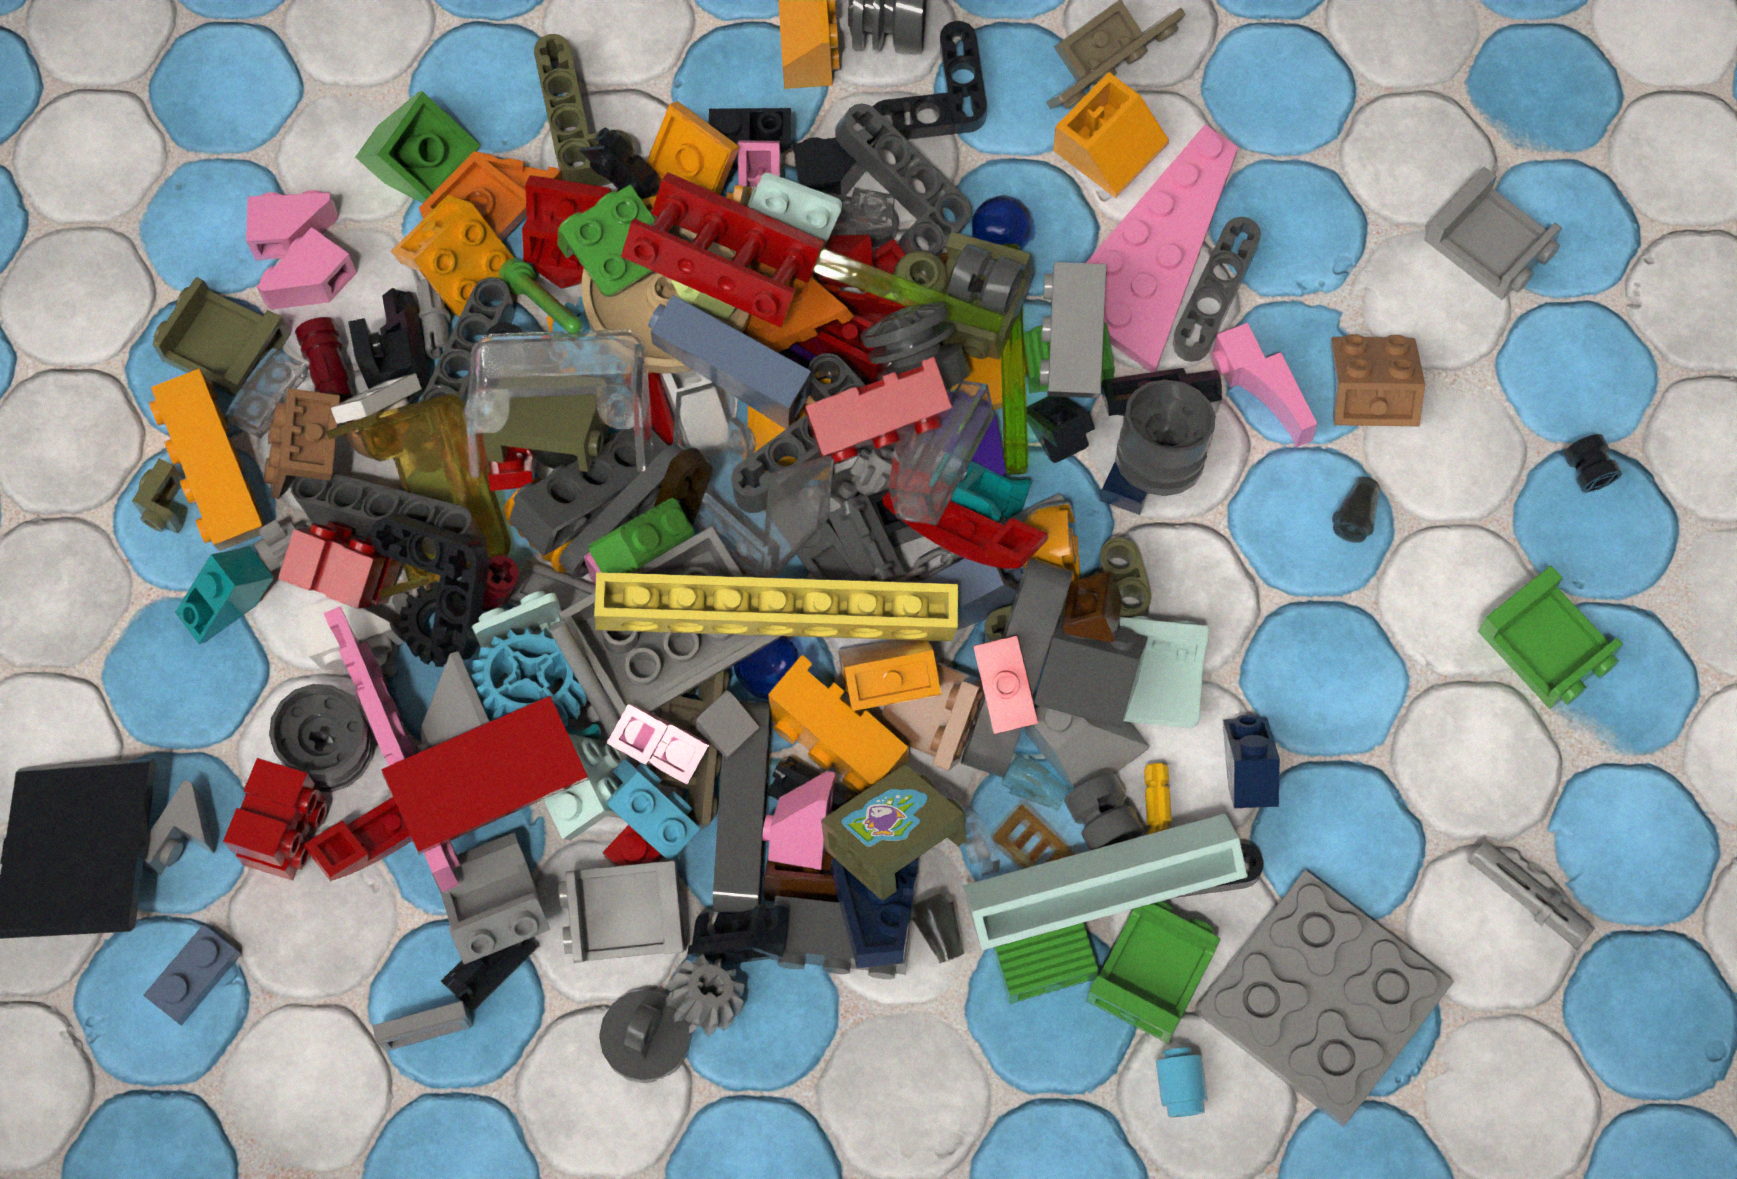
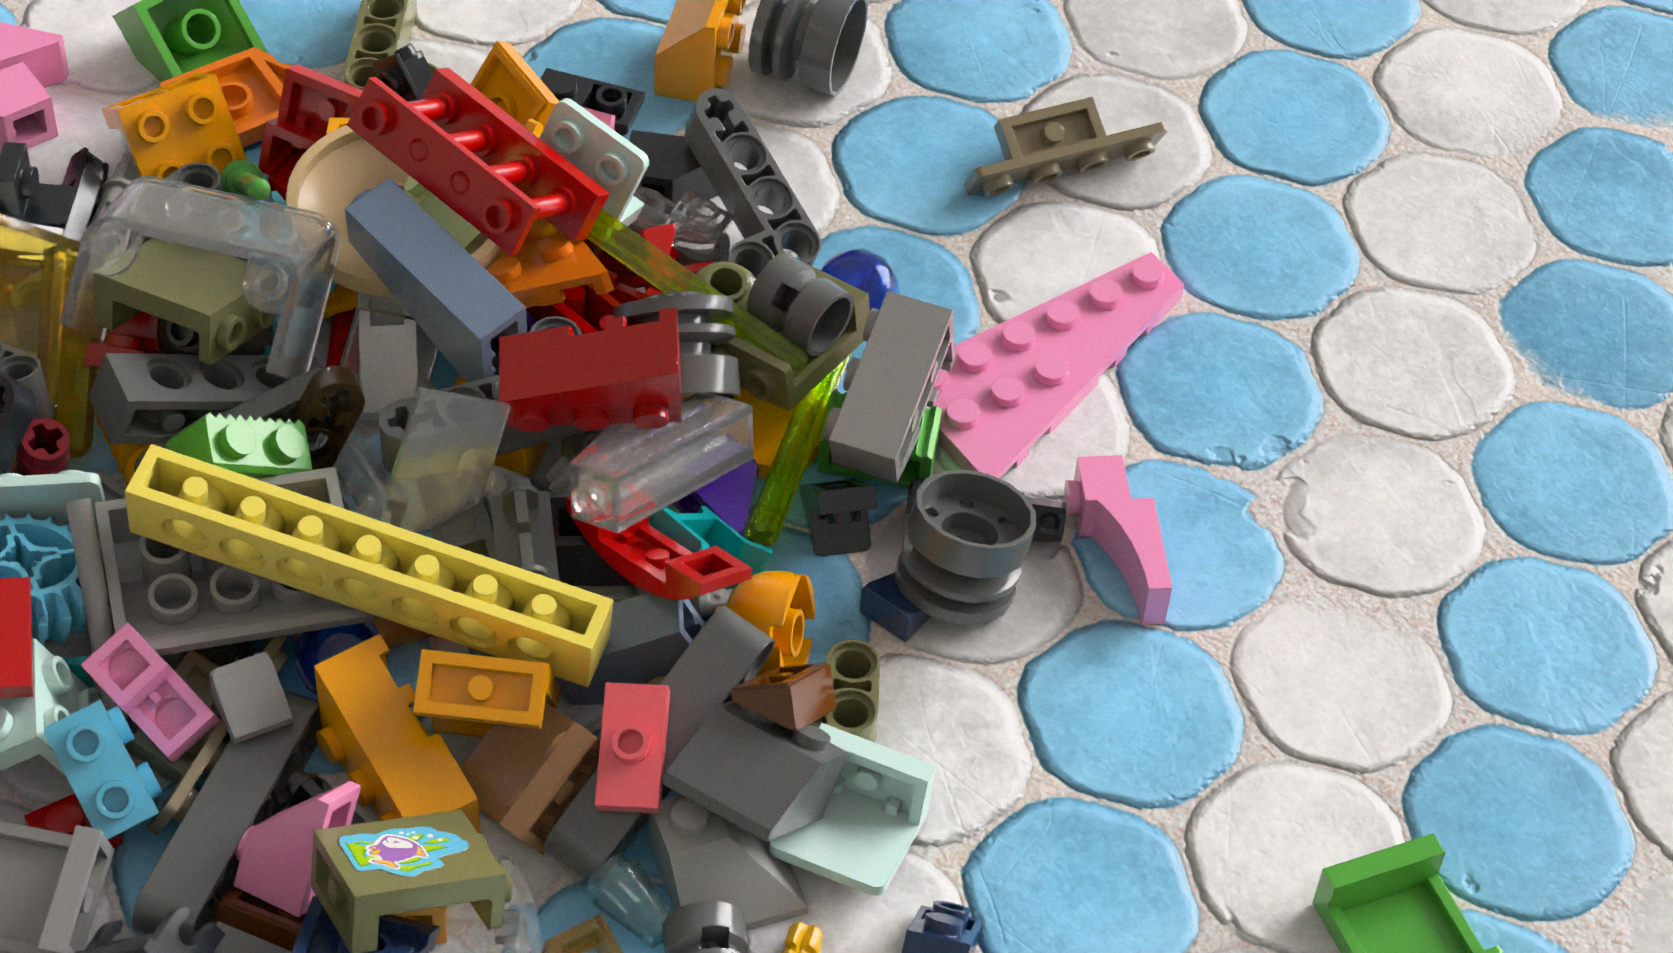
camera: 10 degrees right, 20 degrees down
(599, 239) = (335, 150): bright green bracket -> none
(949, 104) = (844, 155): black beam -> none
(1110, 135) = (1025, 225): light orange slope -> none
(1213, 287) = (1095, 419): dark grey beam -> none
(1357, 511) = (1193, 710): clear smoke cone -> none
(1377, 381) = (1270, 576): medium nougat bracket -> none
(1491, 237) = (1476, 459): light grey panel -> none
(1592, 463) = (1532, 744): black wheel -> none

